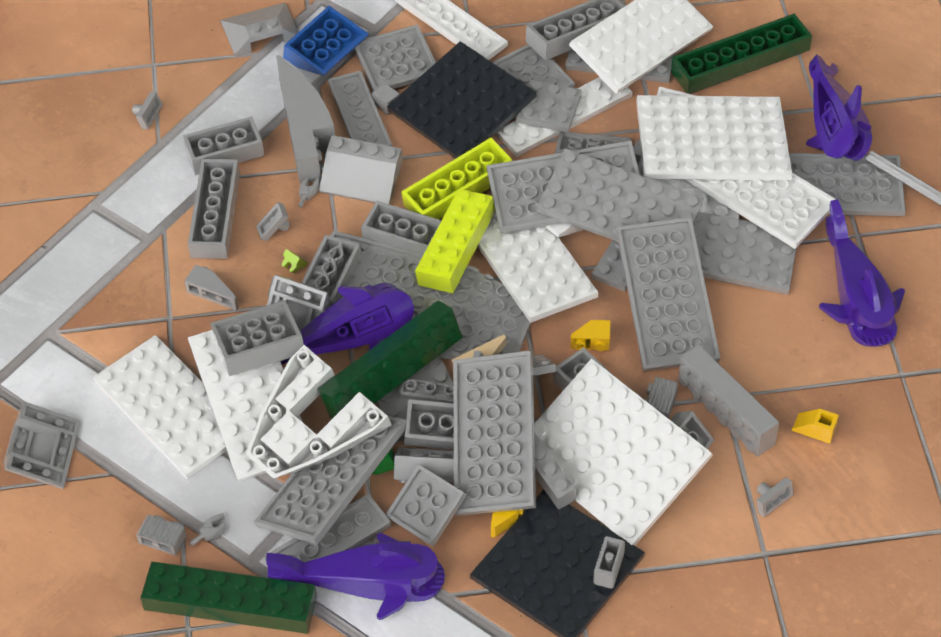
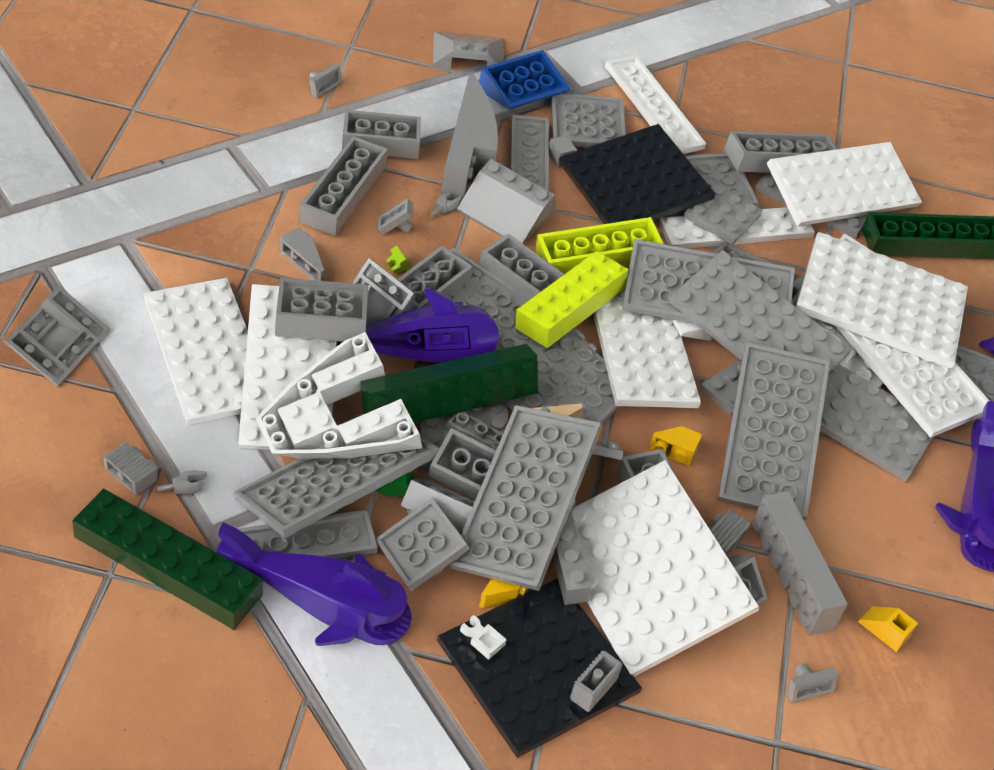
camera: 10 degrees right, 5 degrees down
(508, 563) = (484, 639): none -> white plate

